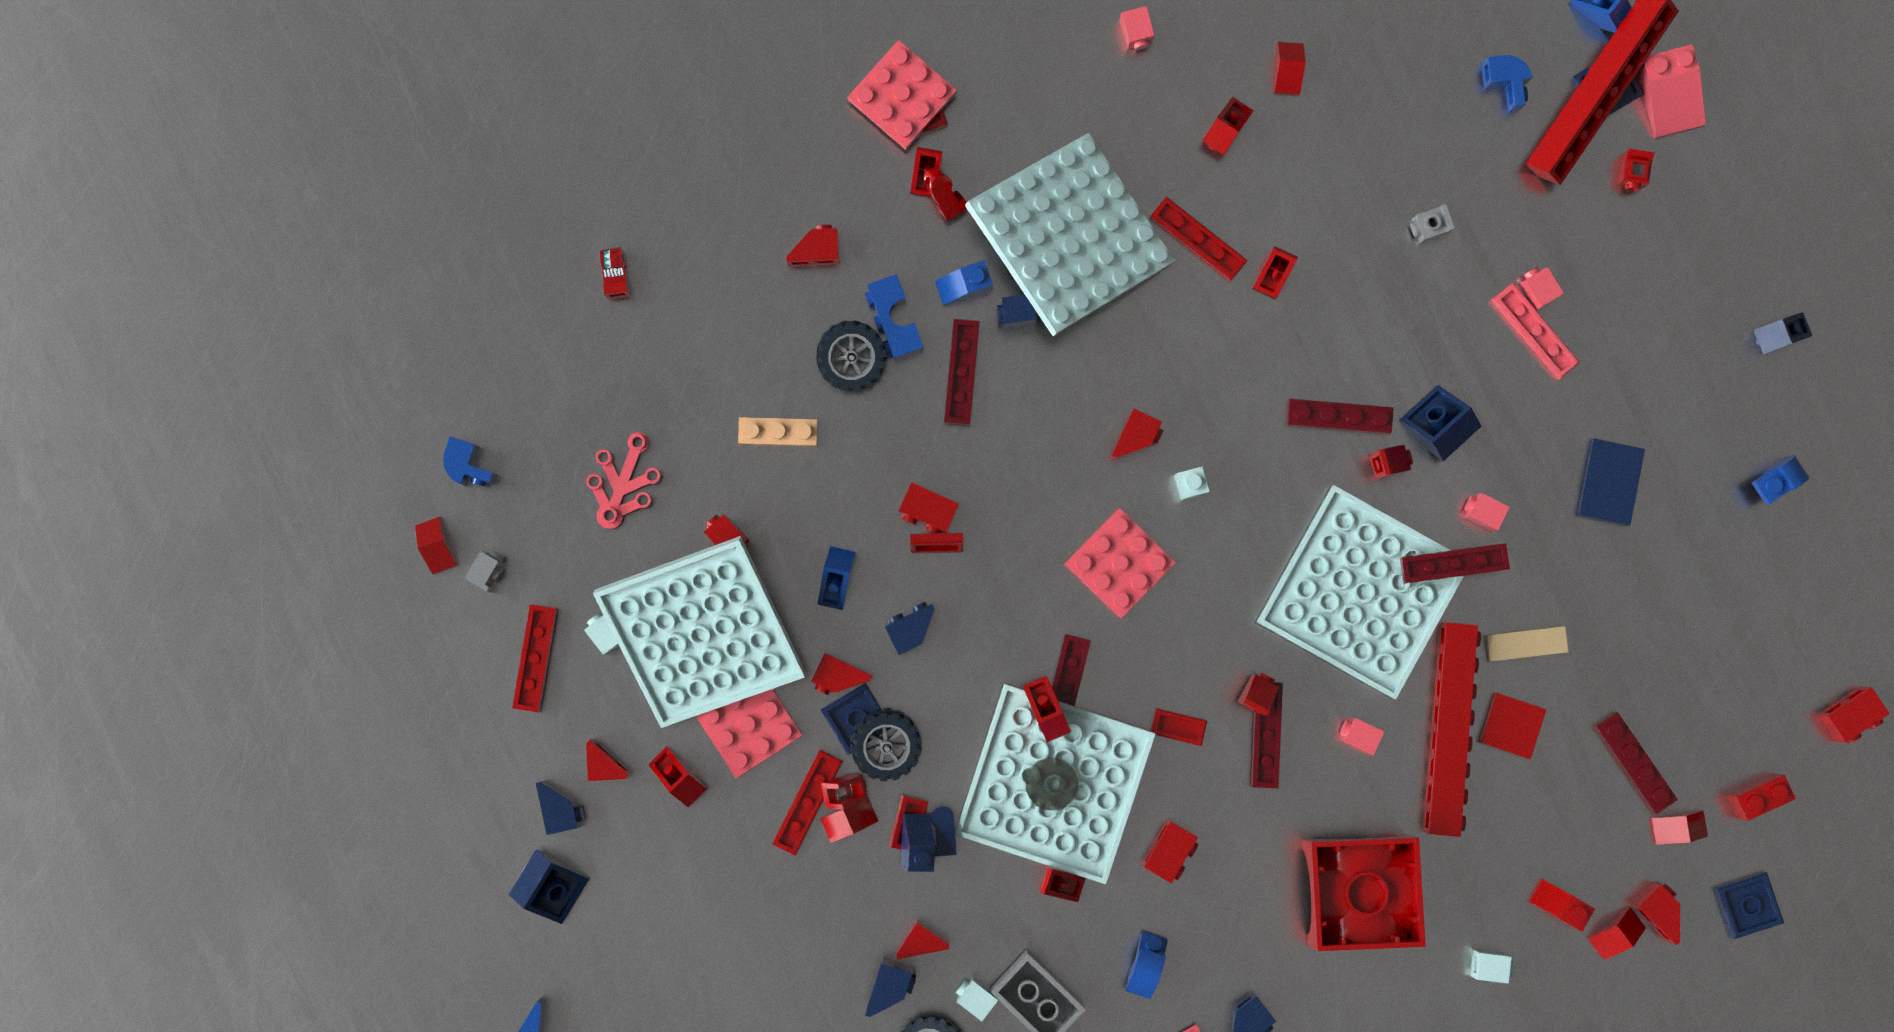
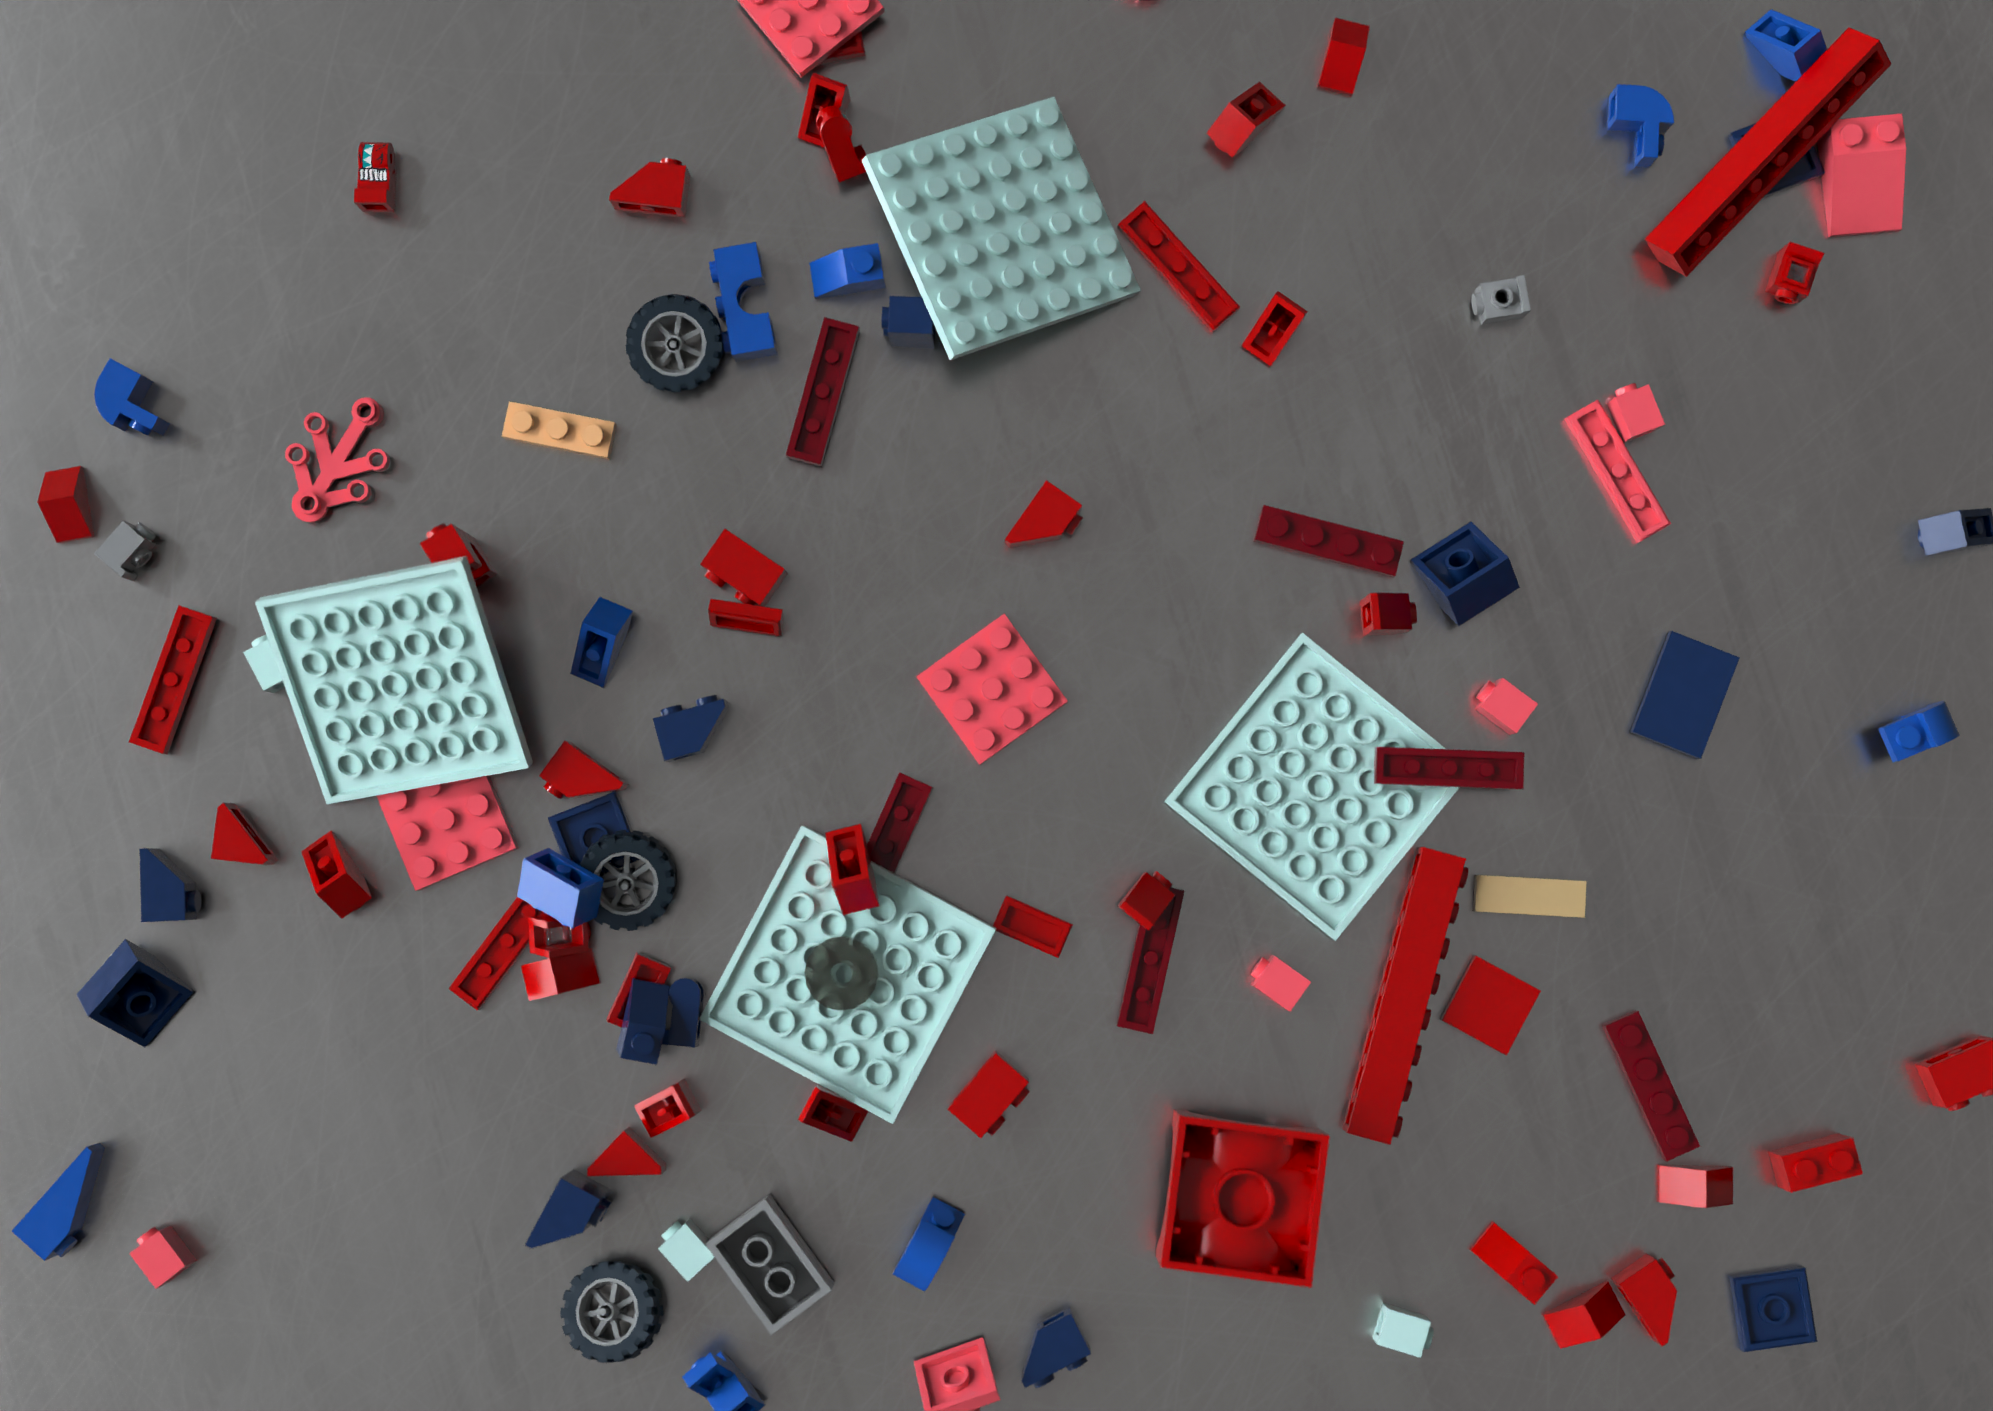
camera: 15 degrees right, 0 degrees up
(842, 758) = (560, 888): none -> brick
(943, 902) = (668, 1108): none -> red slope
(1191, 483) = (1108, 597): light aqua brick -> none

